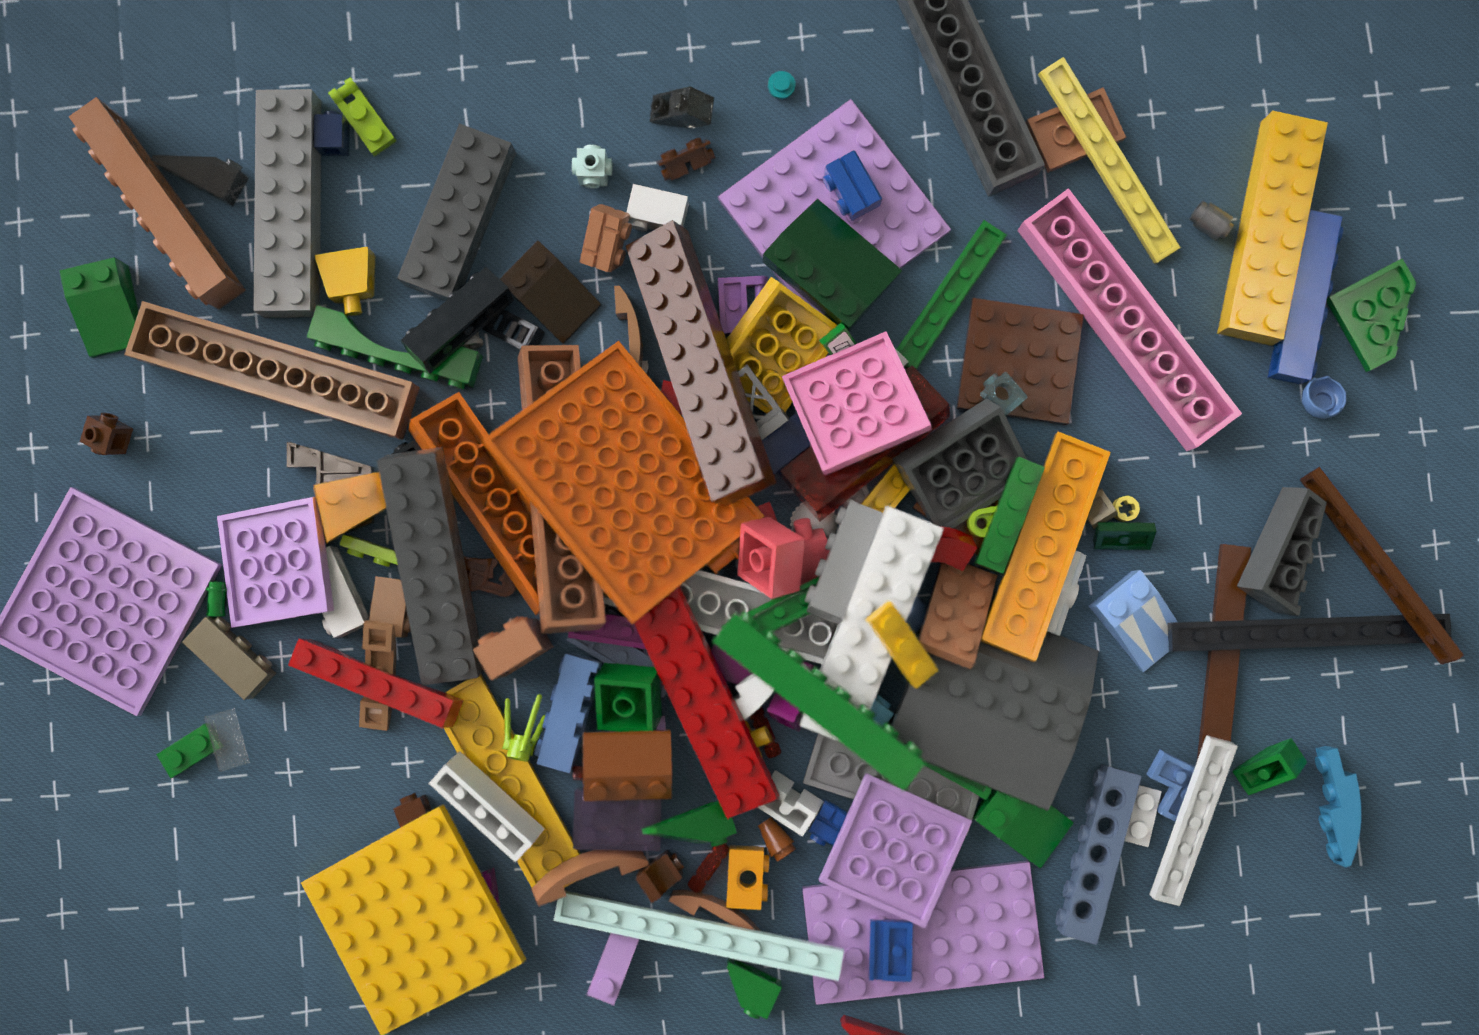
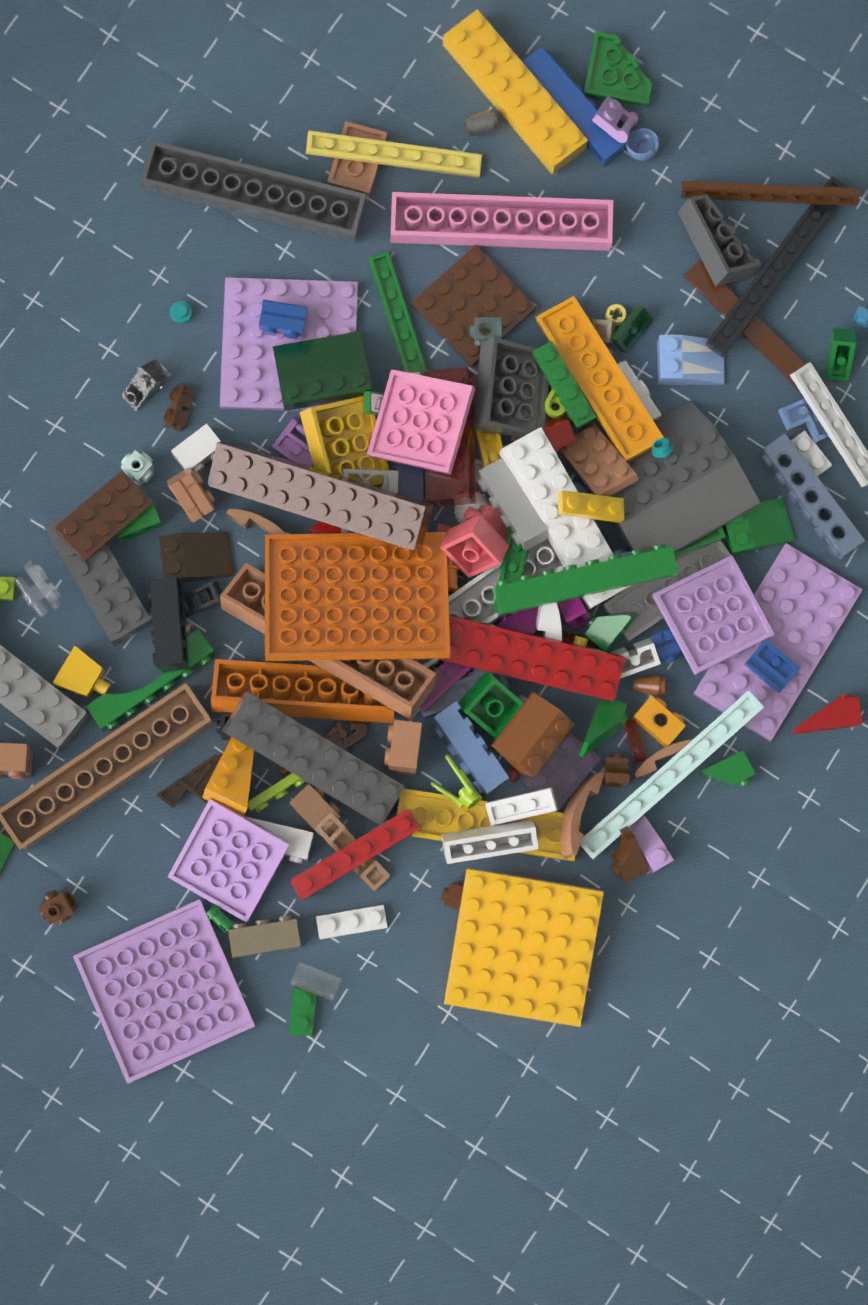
camera: 60 degrees left, 5 degrees down
(313, 728) = (351, 922): none -> white plate
(398, 169) = (38, 591): none -> clear plate
(512, 170) = (103, 516): none -> reddish brown plate
(544, 208) = (144, 523): none -> green slope
(548, 810) = (521, 806): none -> white plate
(581, 955) = (628, 858): none -> reddish brown arch
(799, 754) = (609, 628): none -> slope
(1023, 667) = (662, 448): none -> teal plate
(1323, 341) = (609, 115): none -> lavender plate

